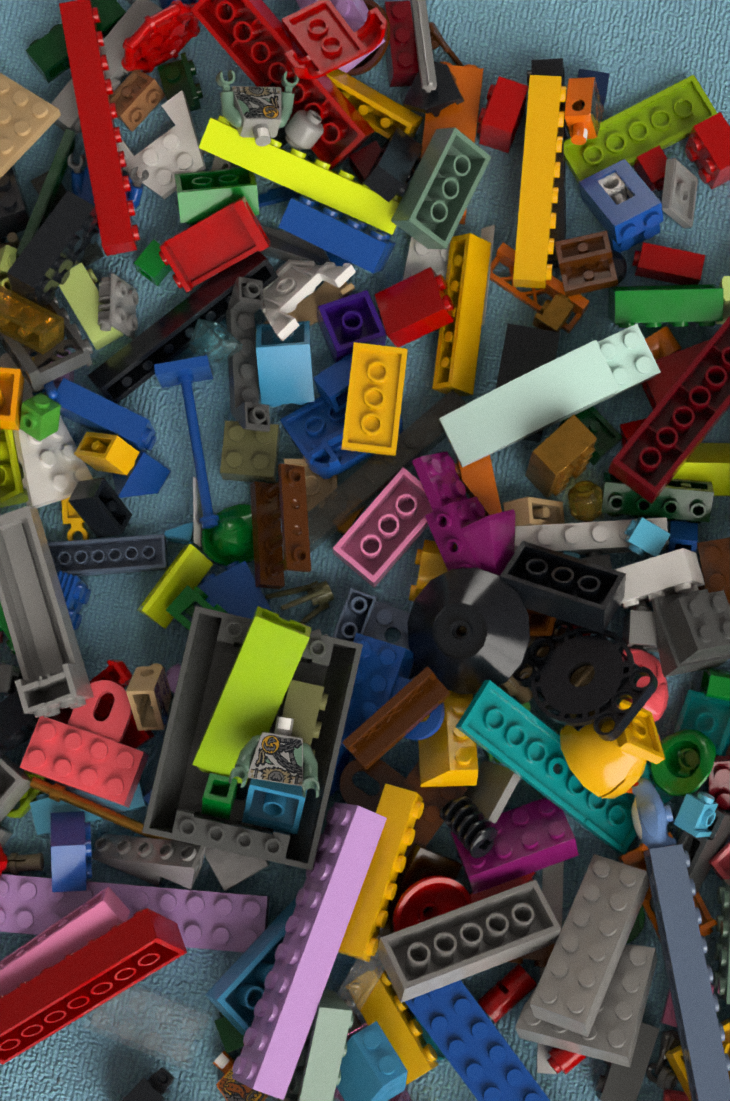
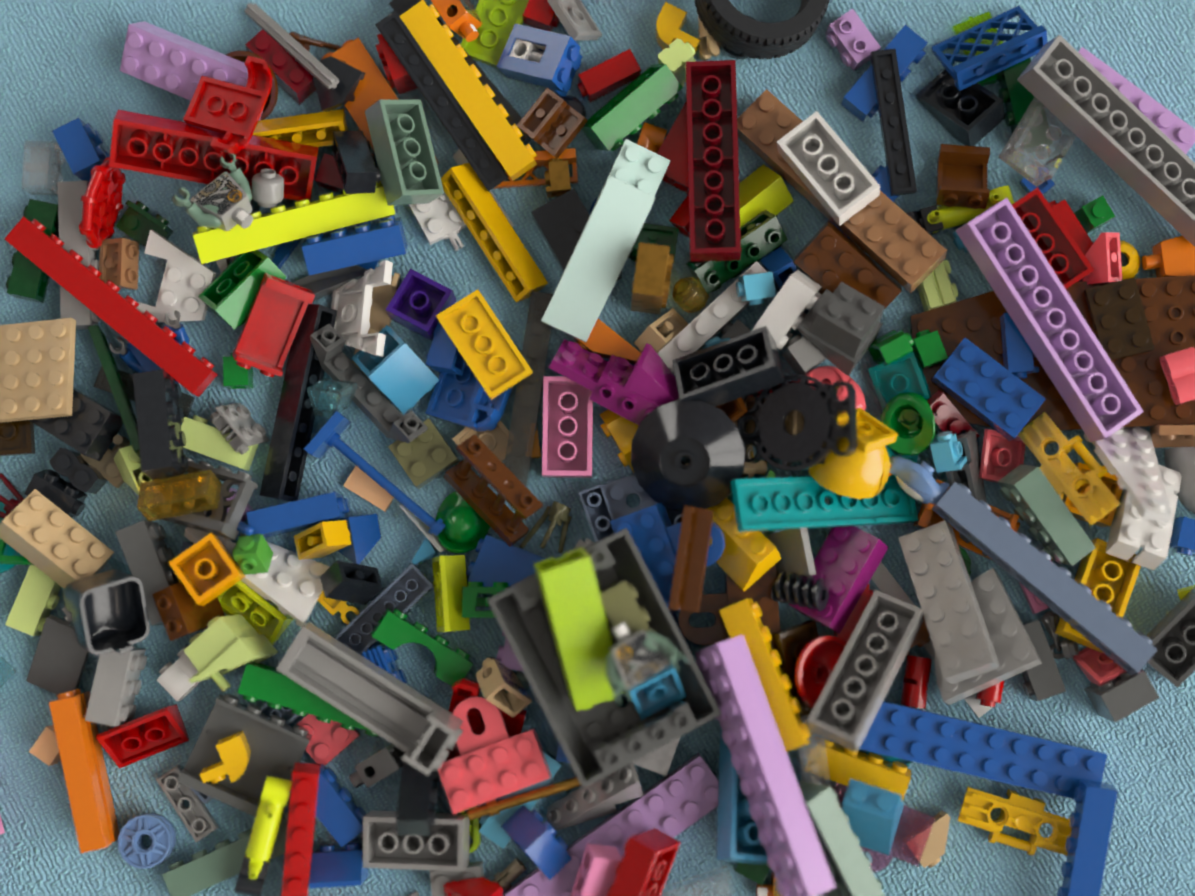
camera: 40 degrees left, 5 degrees up
(103, 577) = (396, 630): none -> green arch
(180, 445) = (368, 489): none -> light nougat tile
(219, 796) = (612, 717): green brick -> none
(415, 307) = (455, 253): red brick -> none
(508, 172) = (441, 100): none -> black tile

